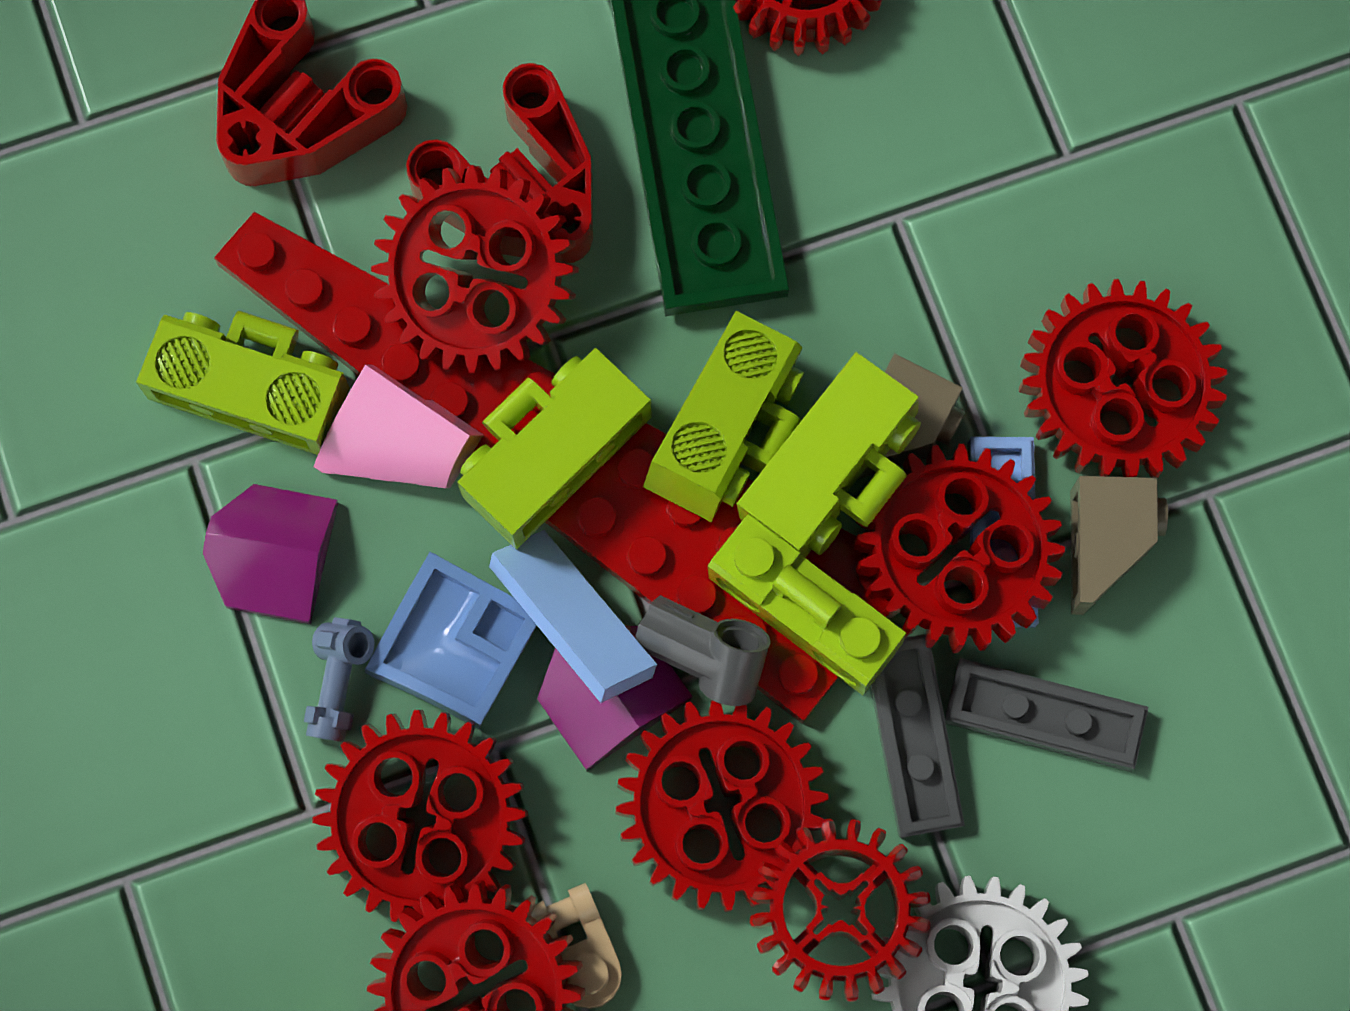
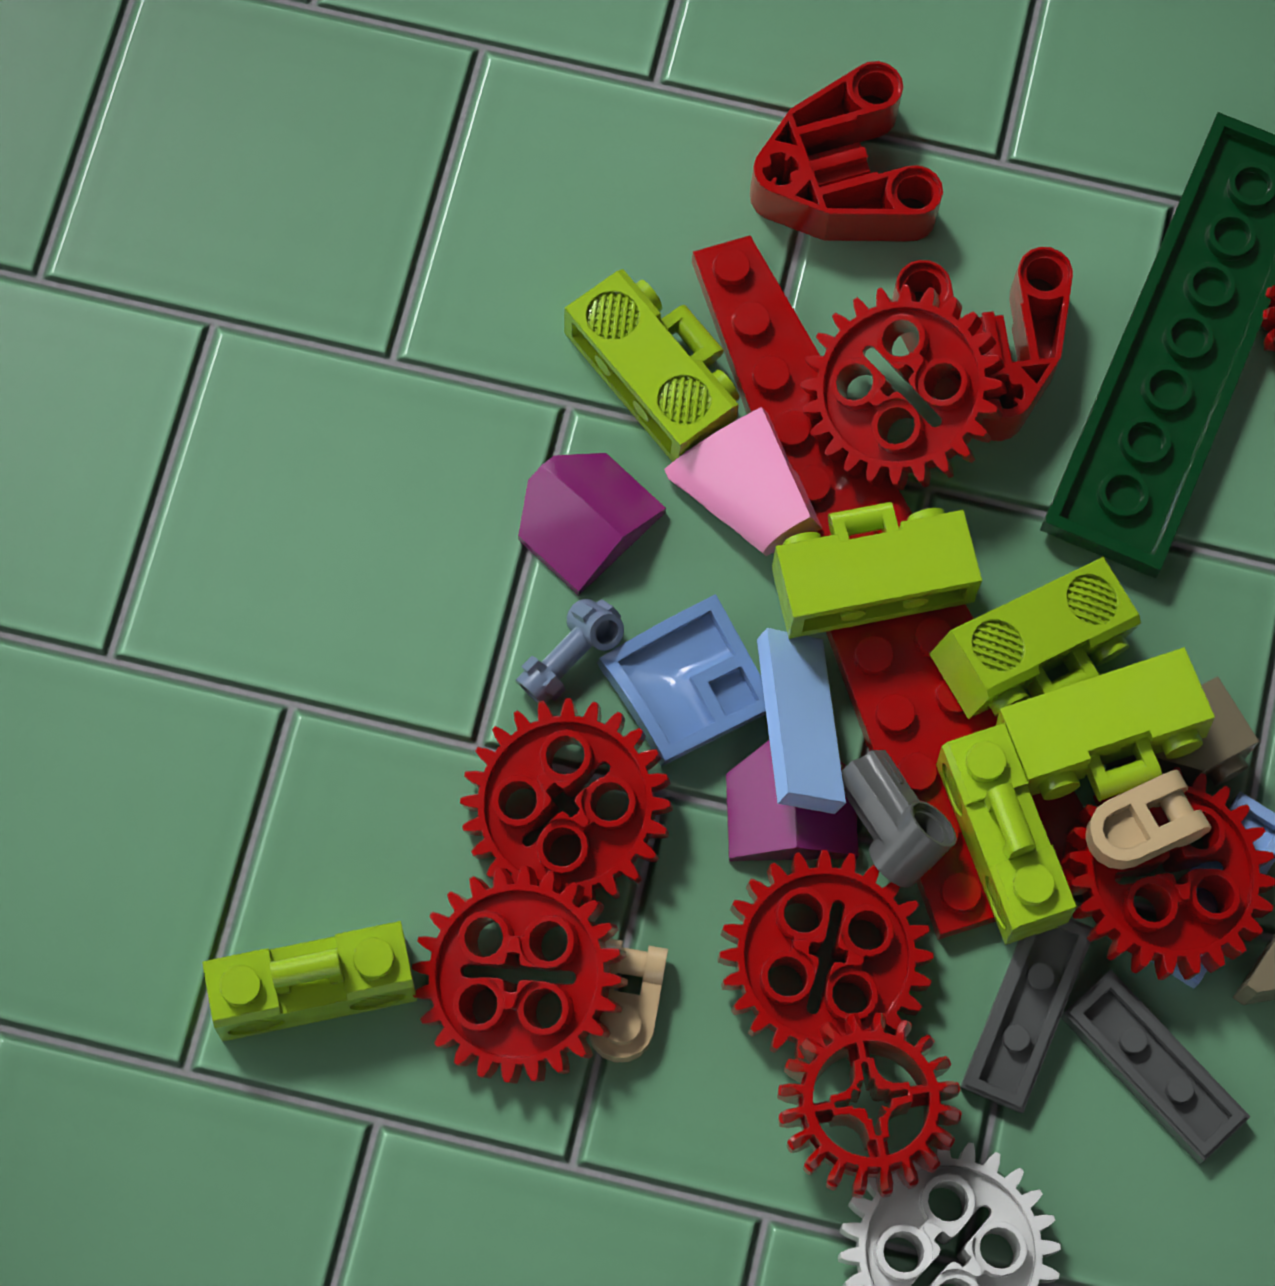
camera: 30 degrees right, 5 degrees down
(905, 541) = (1126, 833): none -> tan plate

